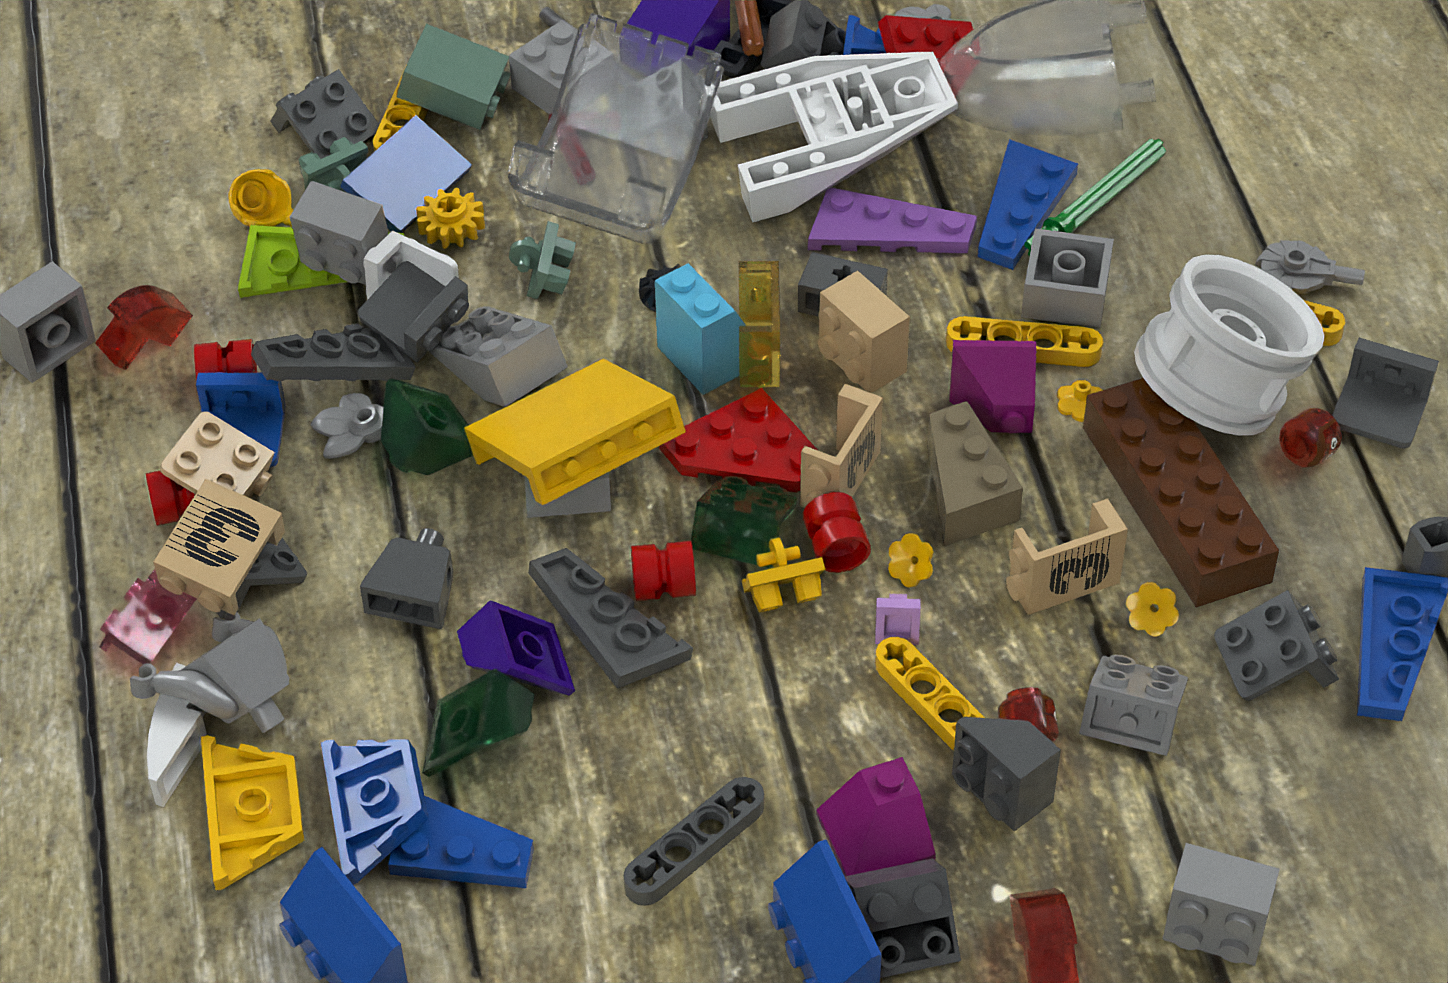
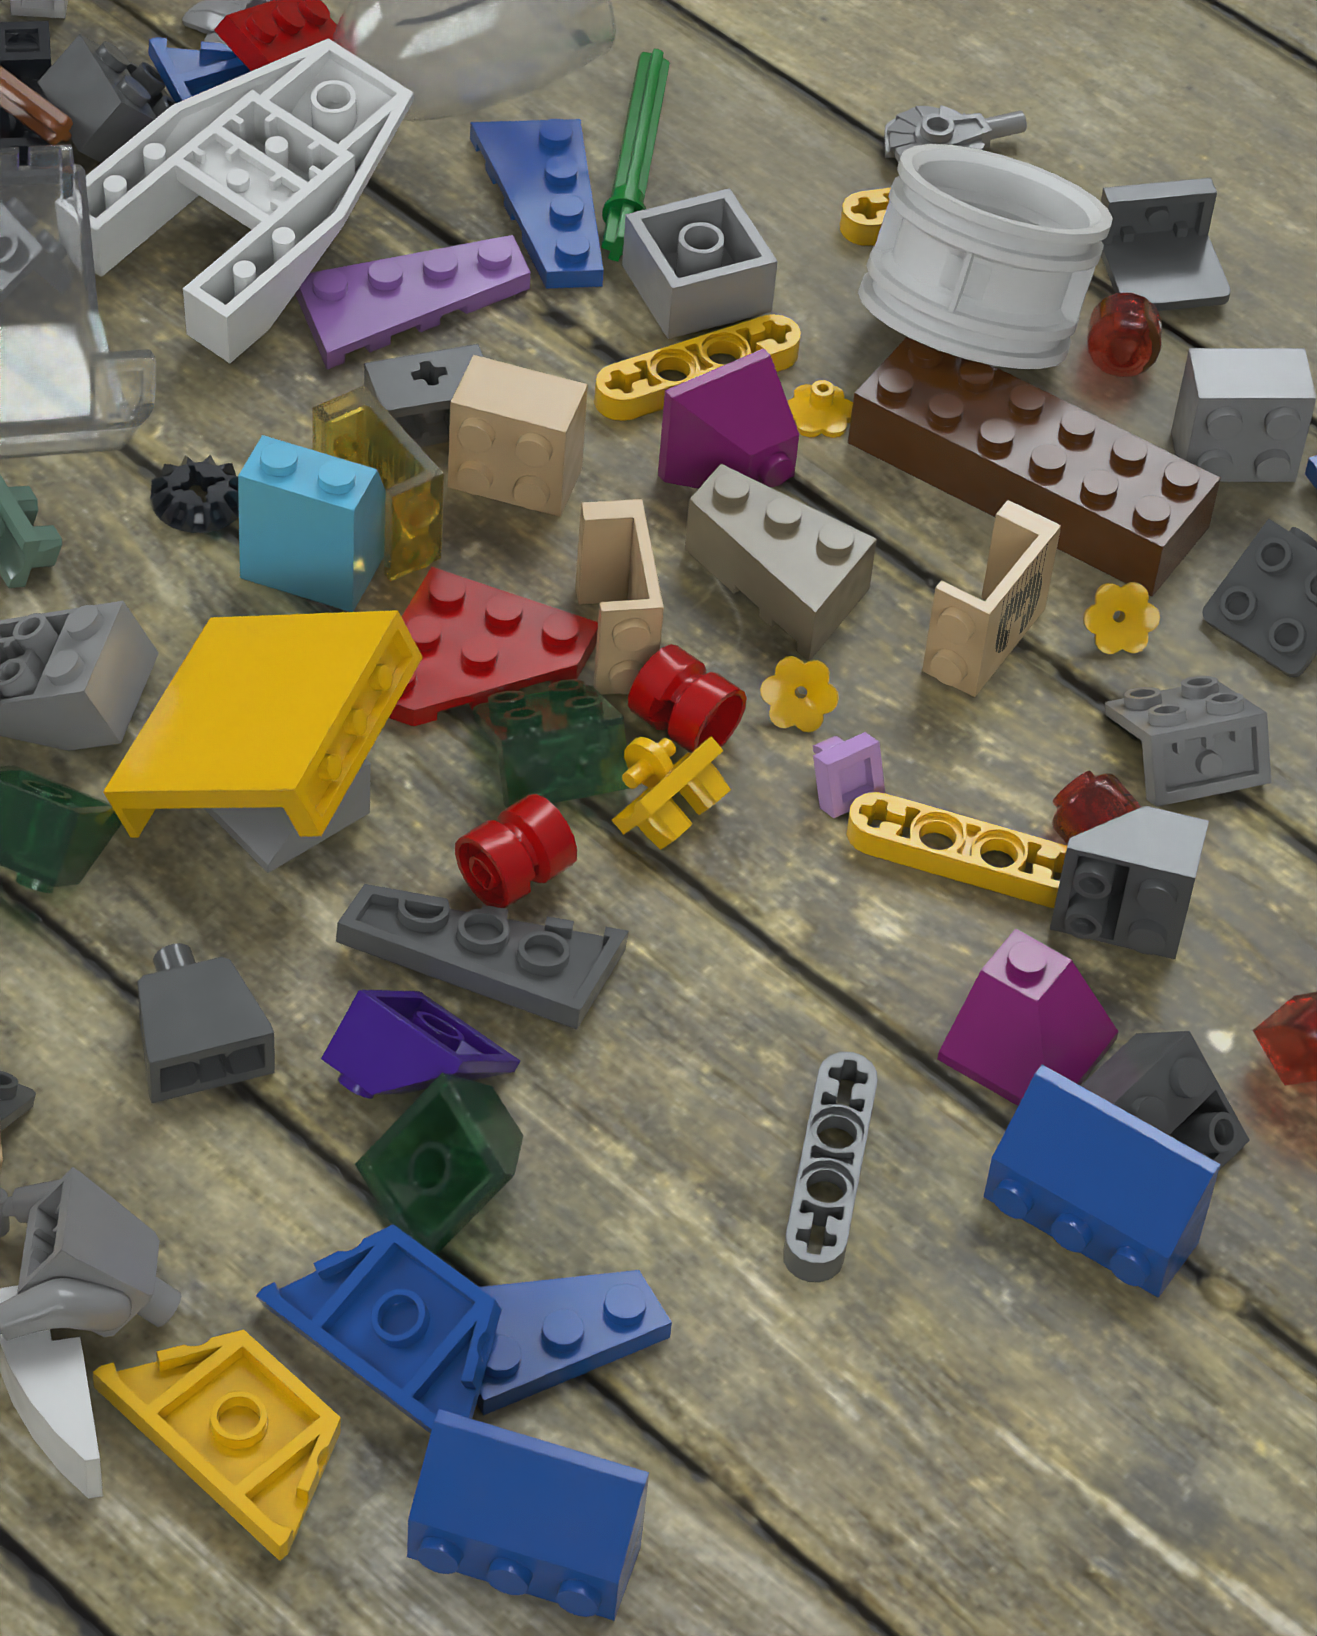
camera: 40 degrees left, 0 degrees up
(1334, 519) = (1244, 412): none -> light grey brick

